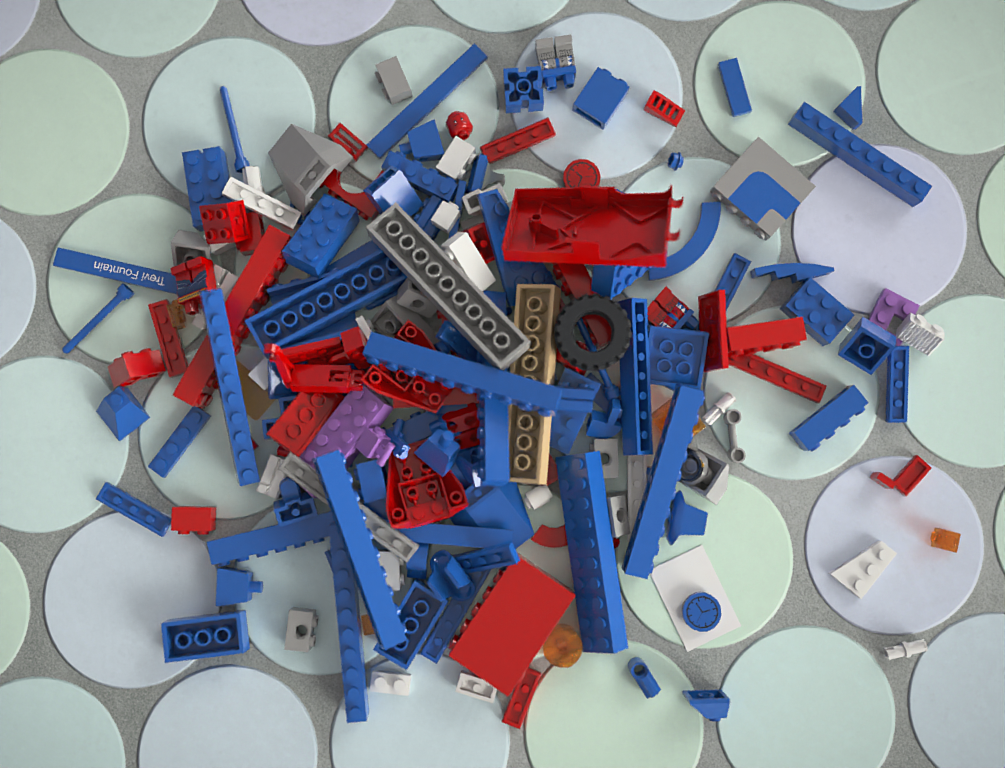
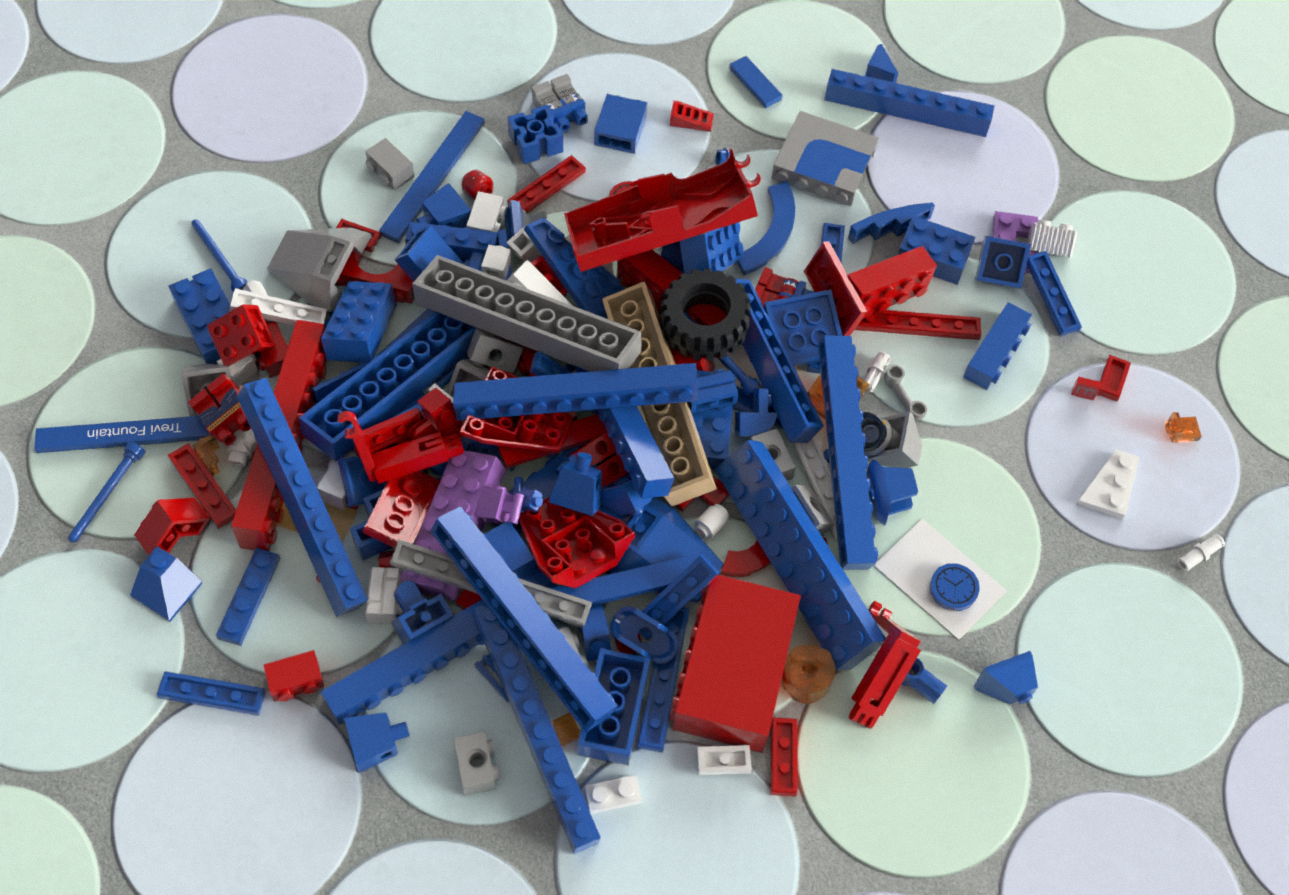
camera: 25 degrees left, 25 degrees down
(205, 636) = (352, 808): blue brick -> none
(622, 667) = (885, 671): none -> red hinge

